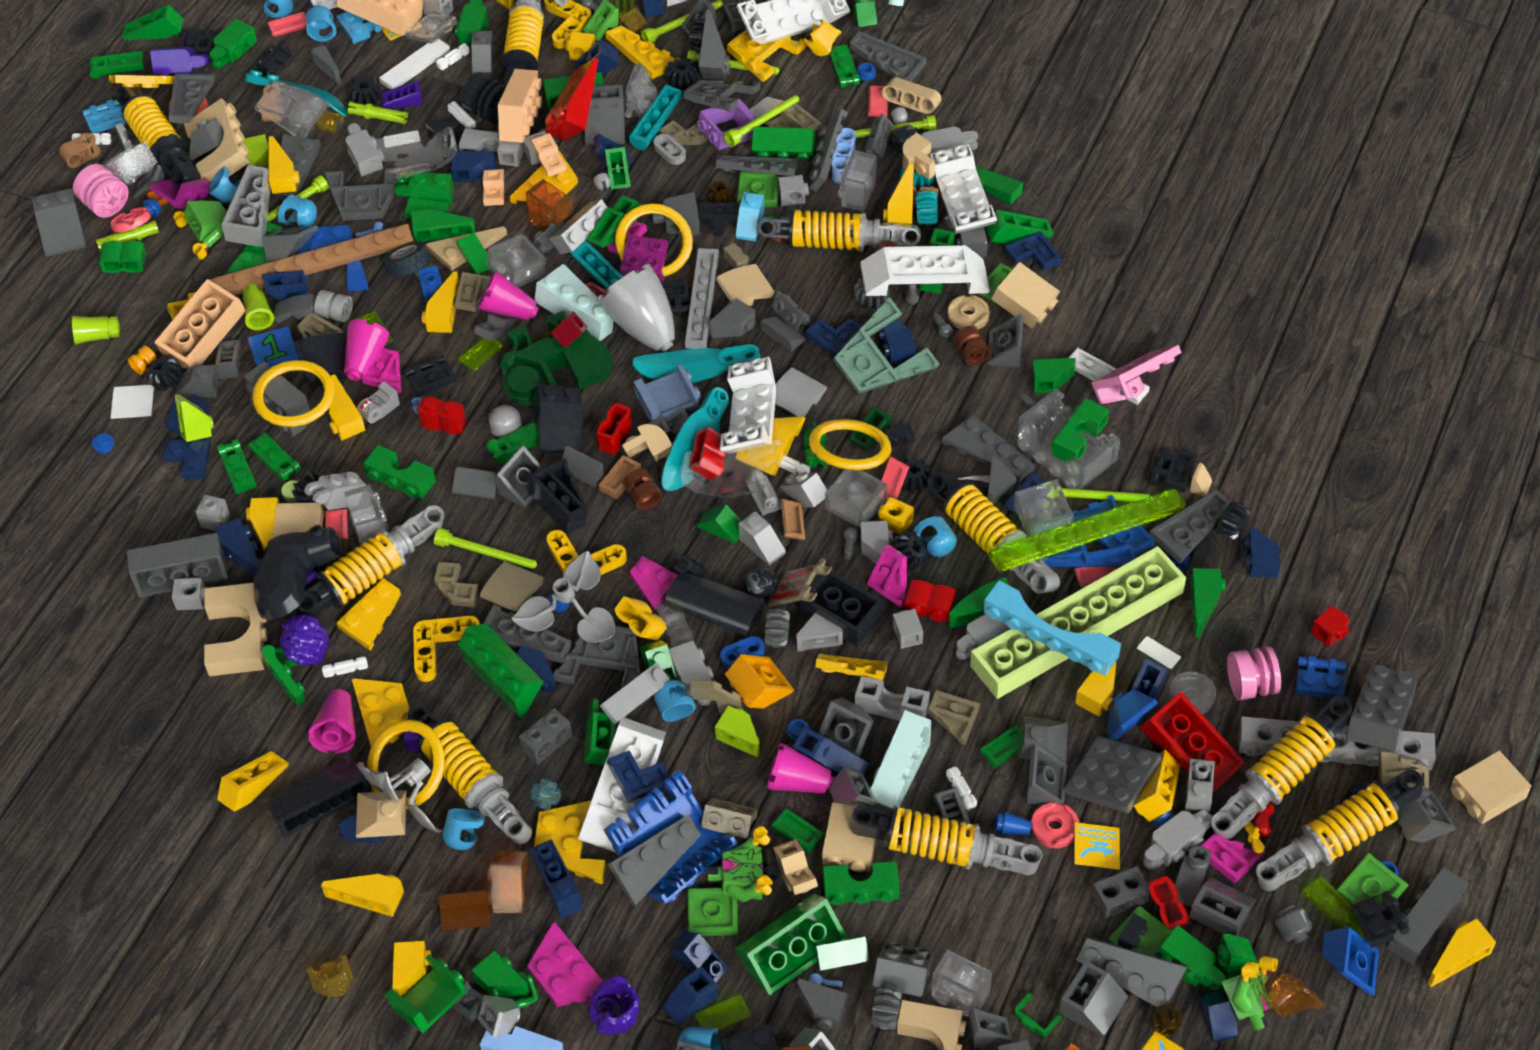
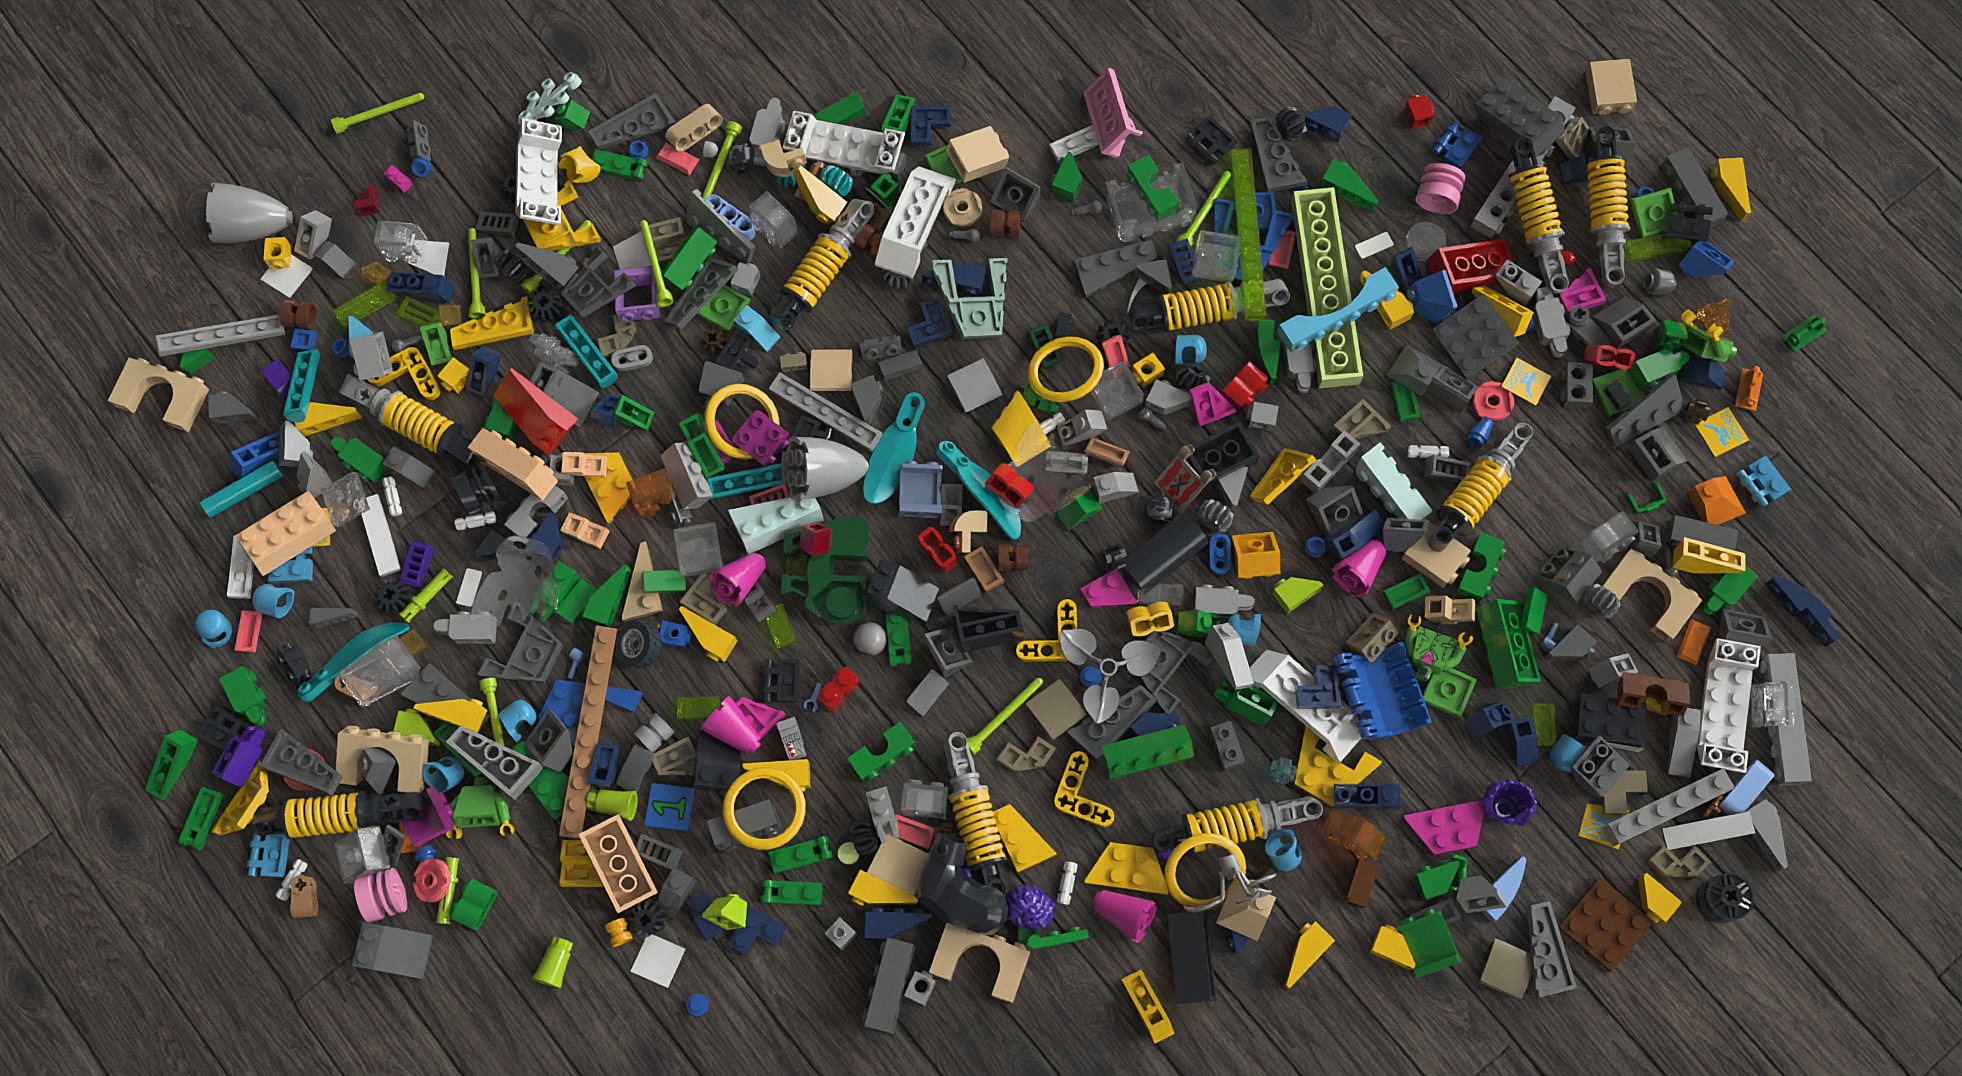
camera: 60 degrees left, 20 degrees up
(123, 136) = (305, 847): light grey tile -> none
(331, 978) = (1374, 1013): clear yellow hair -> none
(602, 181) = (636, 434): light grey hinge -> none
(649, 862) = (1388, 714): dark grey wing -> none
(713, 692) = (1261, 594): dark tan tile -> none
(751, 406) = (983, 430): white slope -> none
(881, 131) = (720, 172): dark grey hinge -> none
(1200, 481) = (1233, 127): tan slope -> none
(1253, 838) = (1573, 268): yellow piece -> none

